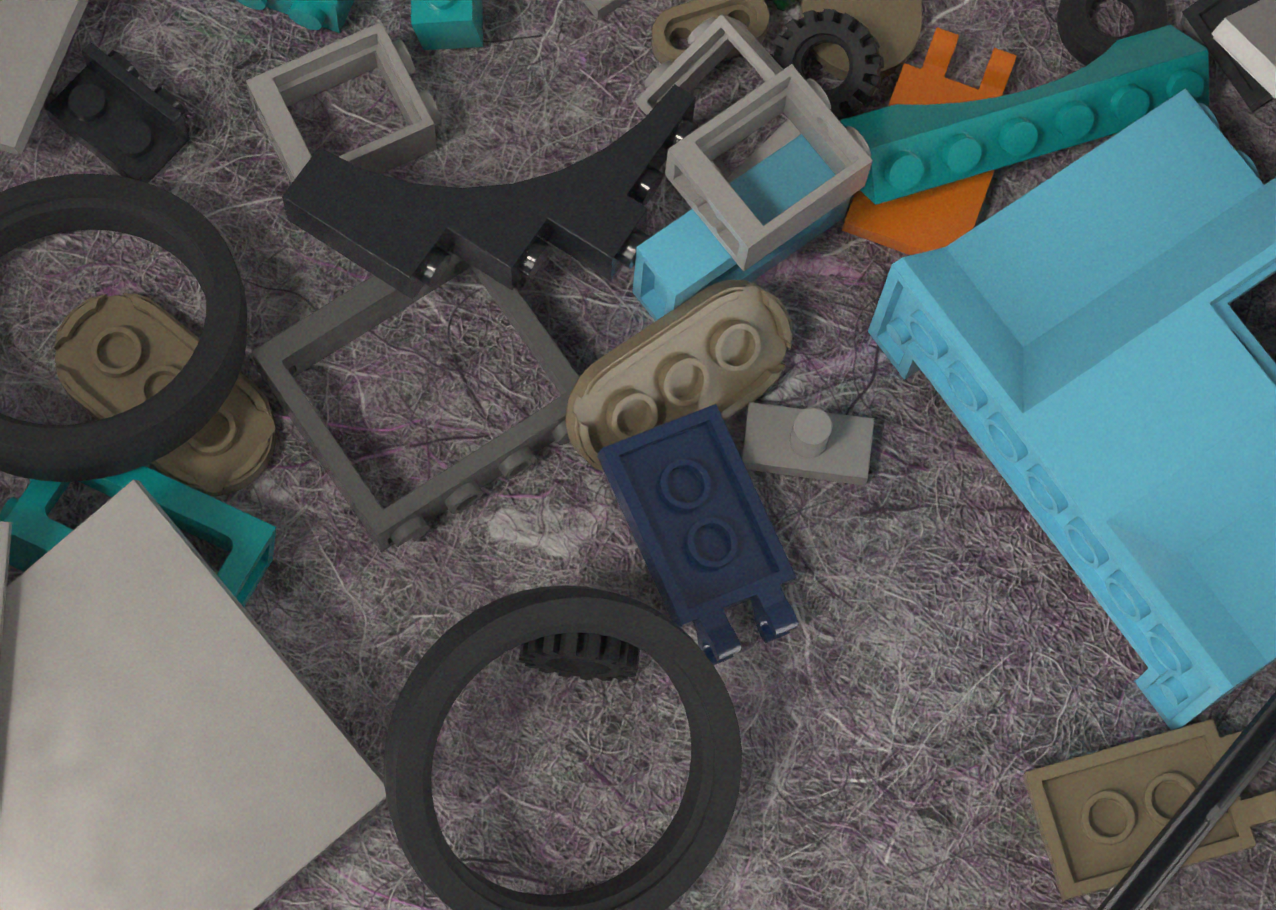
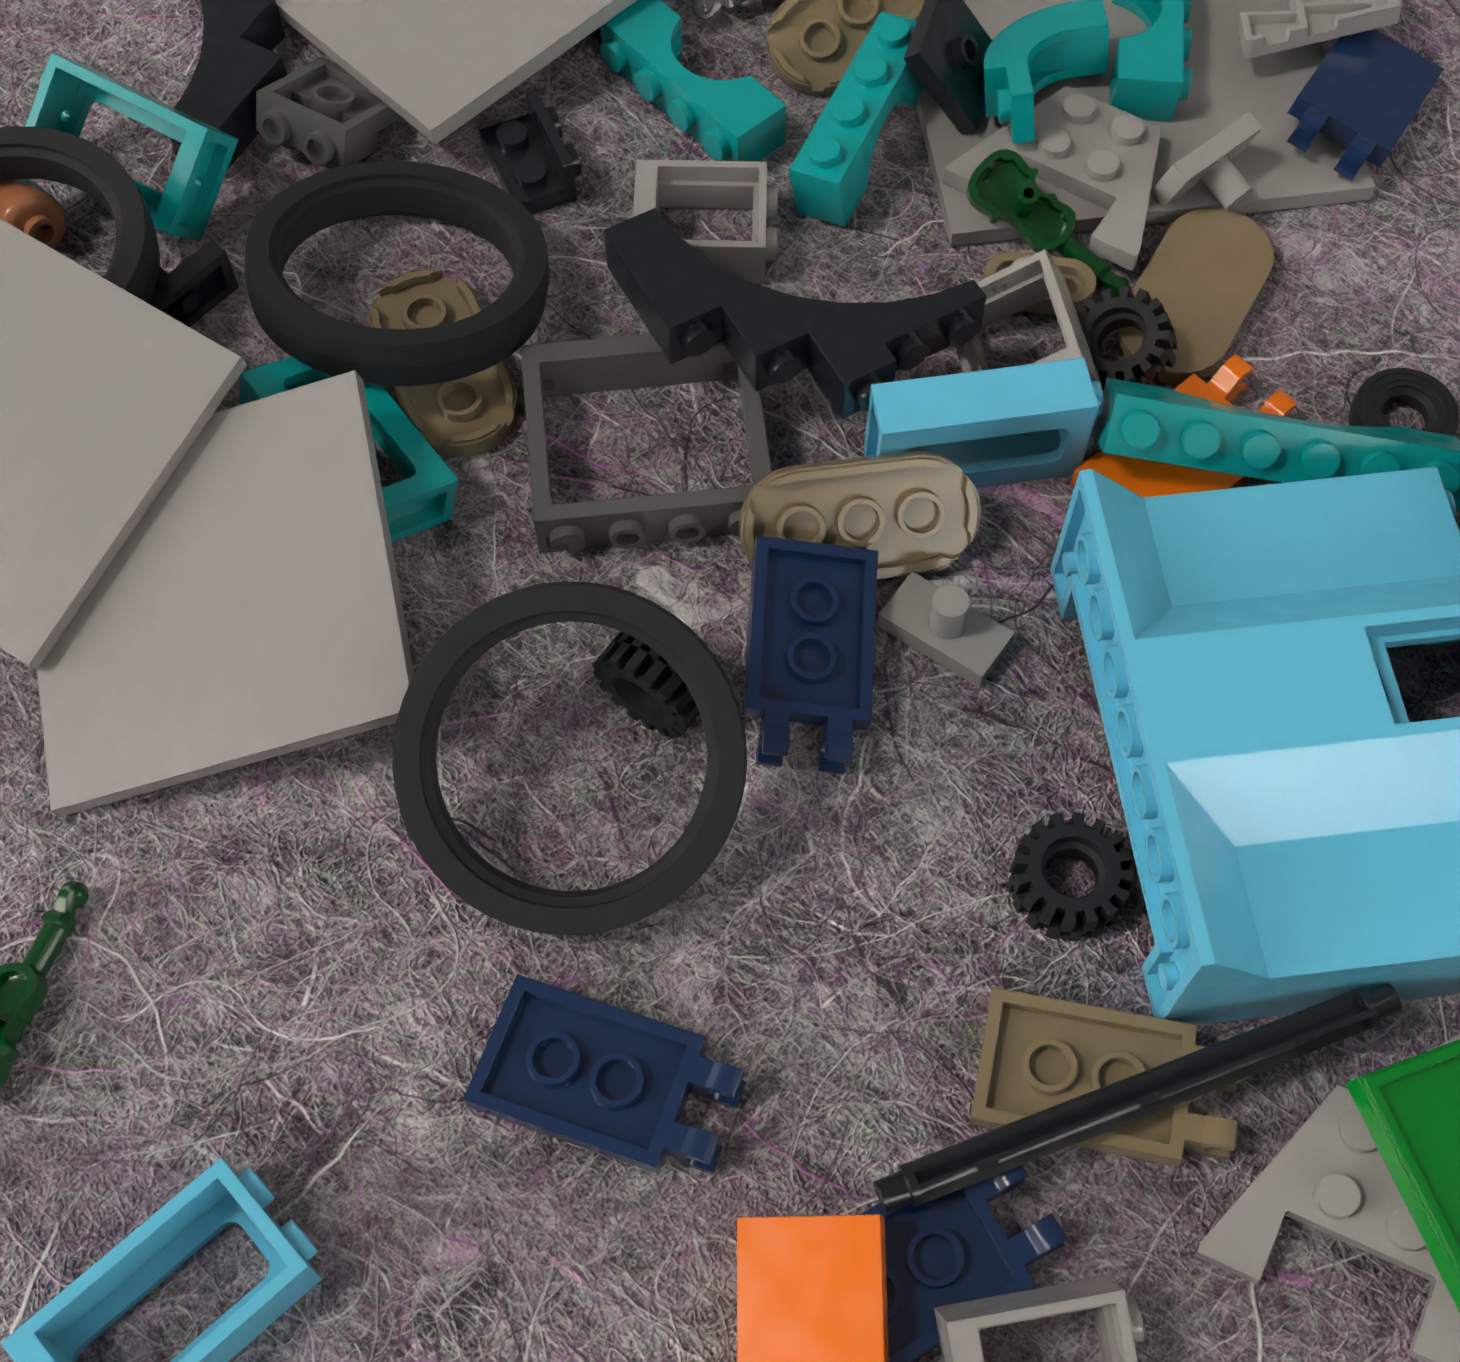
camera: 35 degrees right, 10 degrees down
(717, 202) = (1010, 319): light grey window -> none
(1062, 603) = (1084, 843): none -> black tyre

